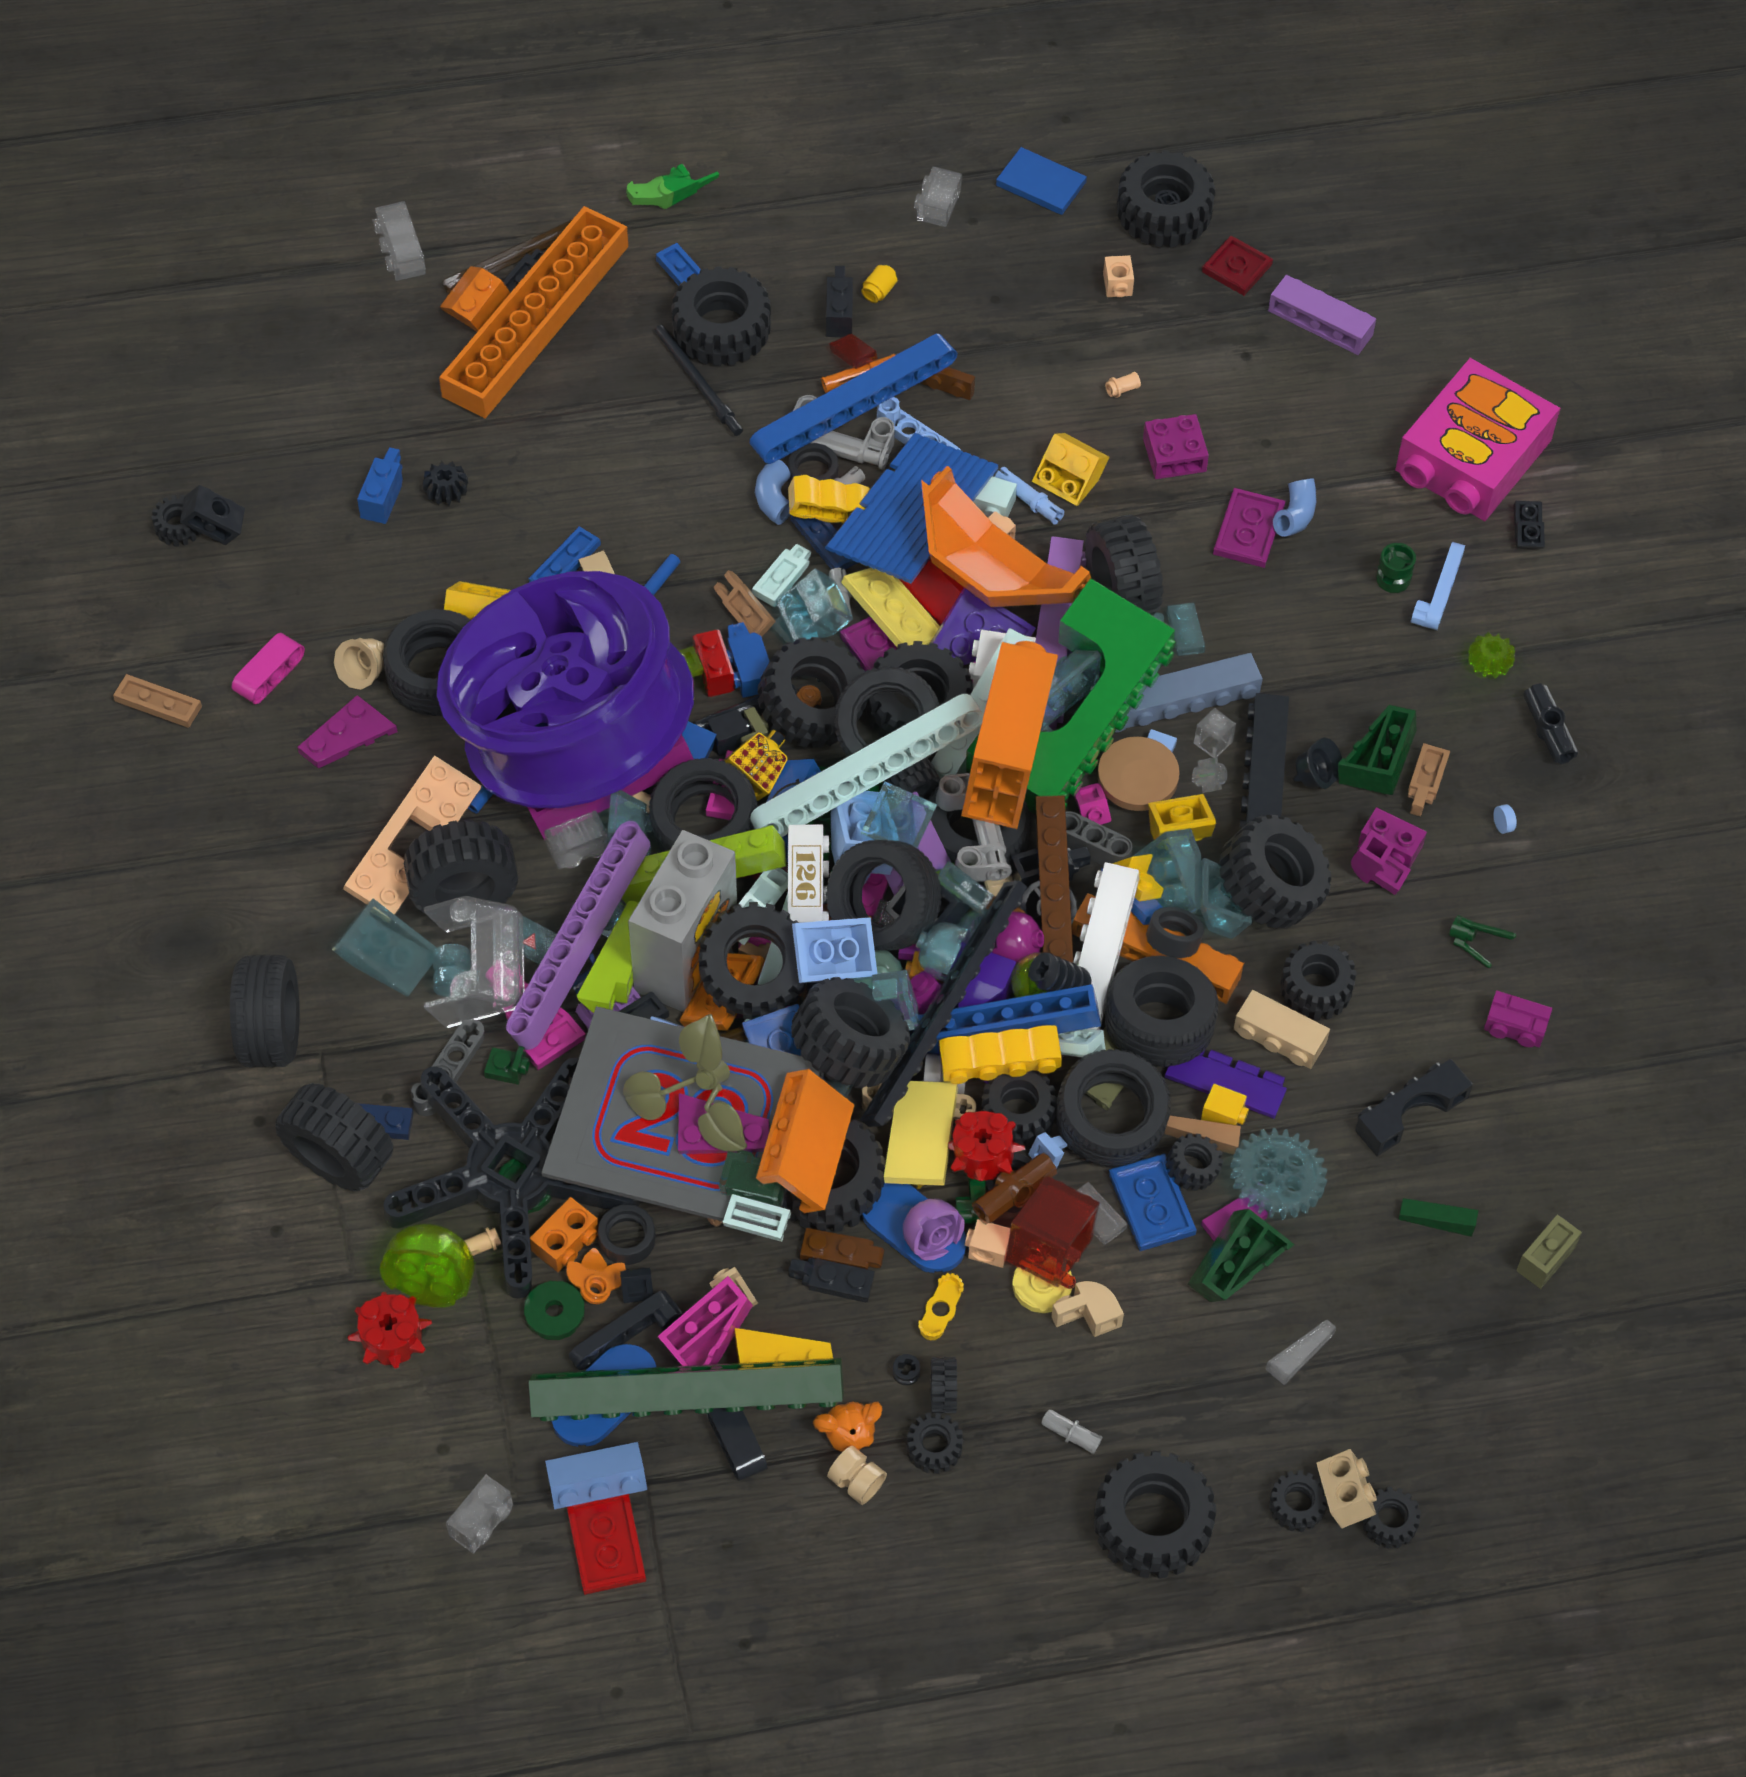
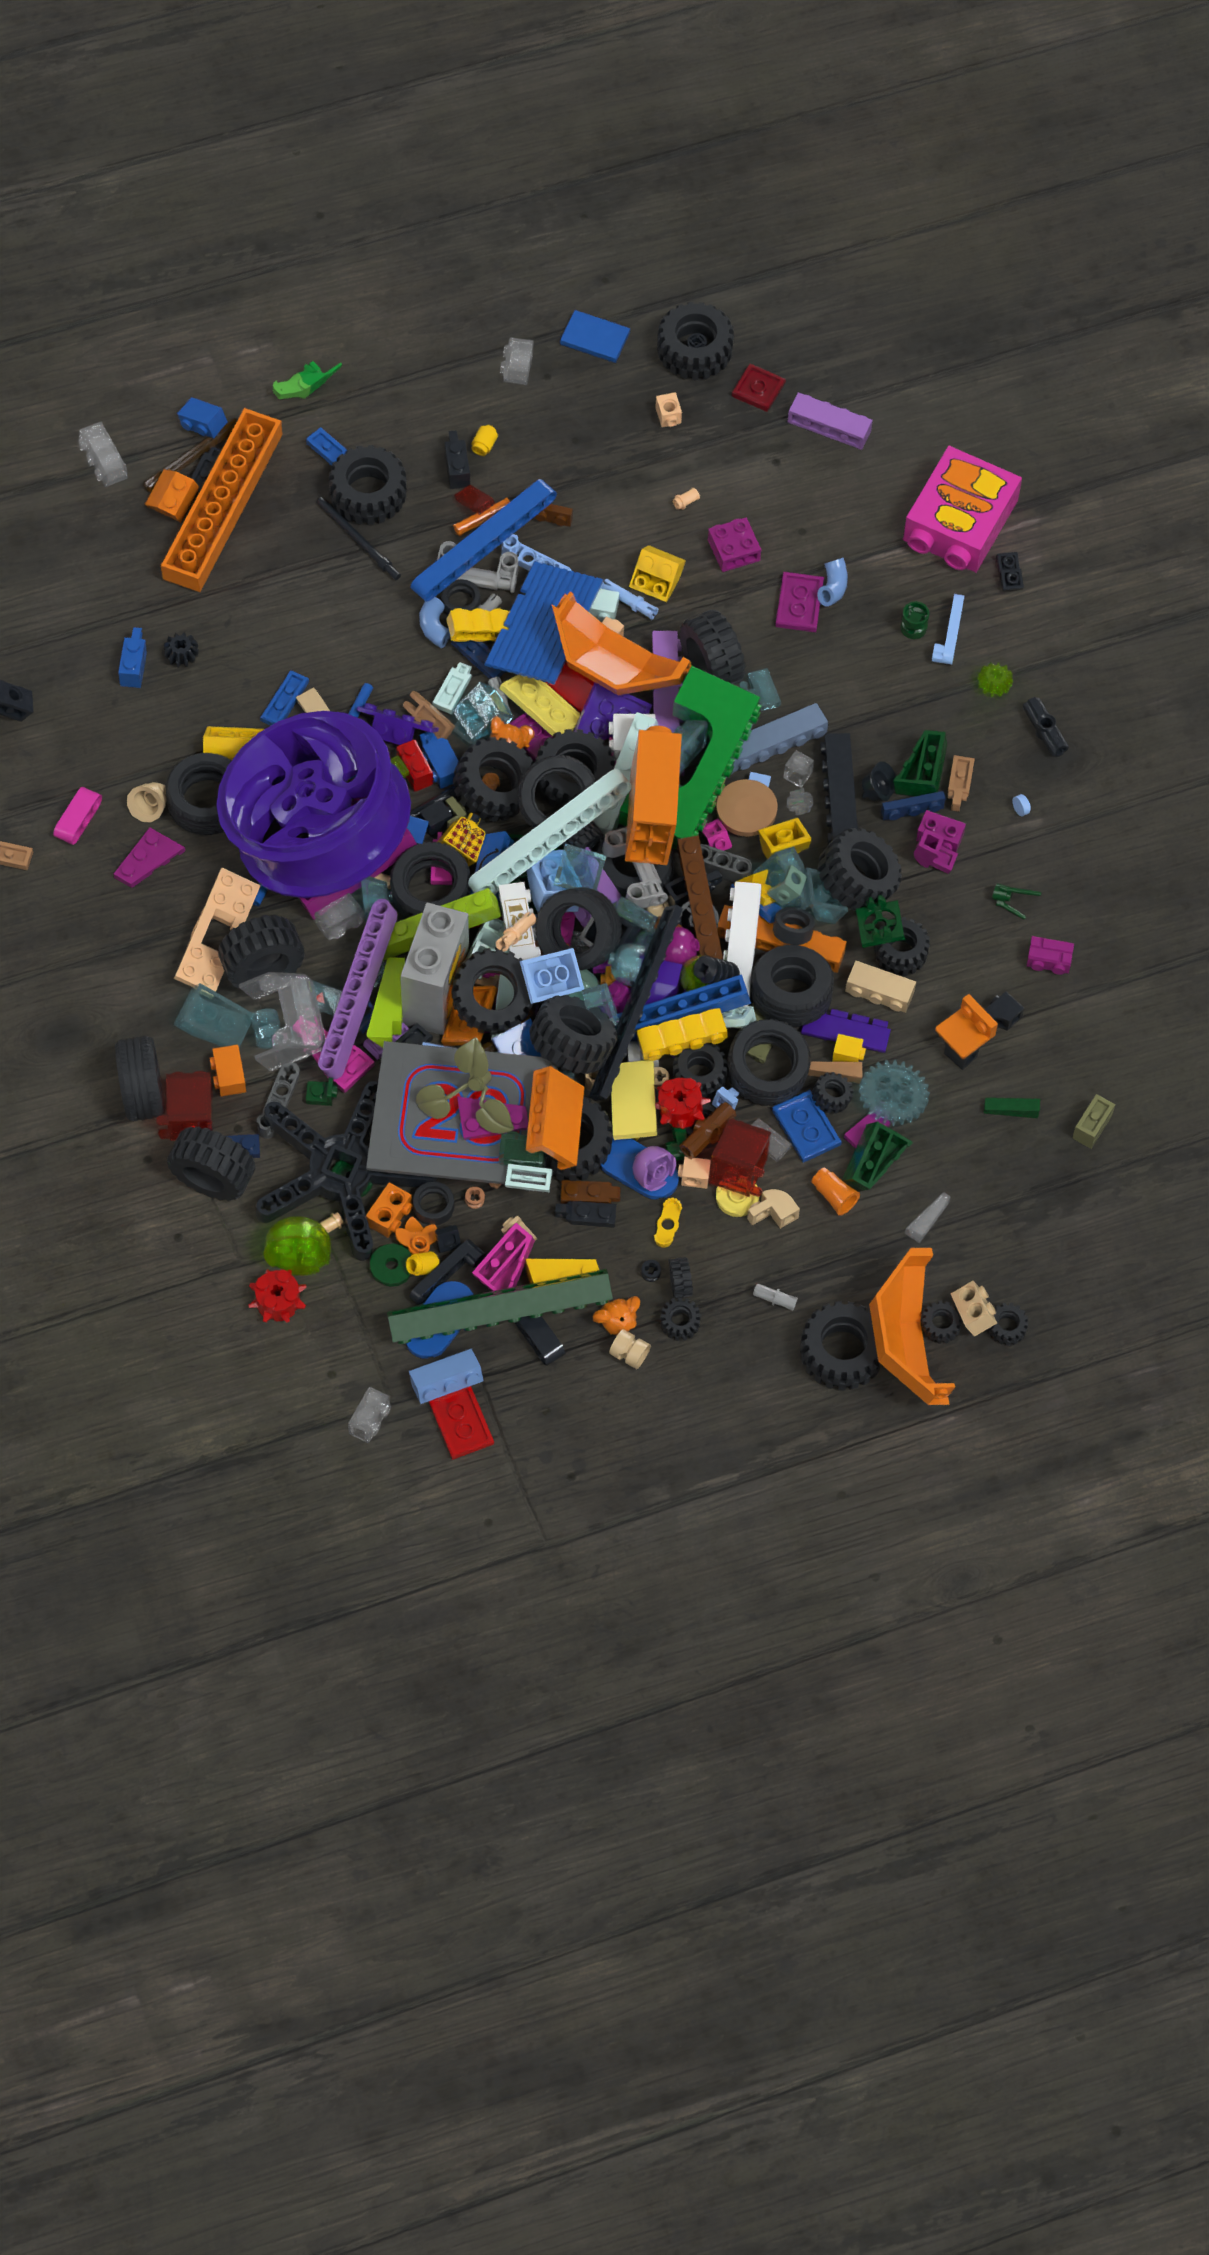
camera: 10 degrees left, 5 degrees up
(324, 1052) = (187, 1103): none -> clear red container
(390, 1019) = (229, 1070): none -> orange brick
(531, 213) = (202, 417): none -> blue brick
(594, 1313) = (422, 1263): none -> yellow brick
(685, 1225) = (474, 1204): none -> nougat bush
(696, 613) = (394, 727): none -> dark purple bracket
(790, 889) = (512, 934): none -> light nougat pin
(857, 644) = (520, 735): none -> orange hair
(1173, 883) = (788, 889): none -> sand green bracket
(1177, 1296) = (835, 1191): none -> orange plant
(1235, 1504) = (898, 1328): none -> orange panel
(1295, 961) = (880, 936): none -> dark green piece
(1359, 800) = (913, 806): none -> dark blue plate
(1391, 1100) = (967, 1028): none -> orange bracket

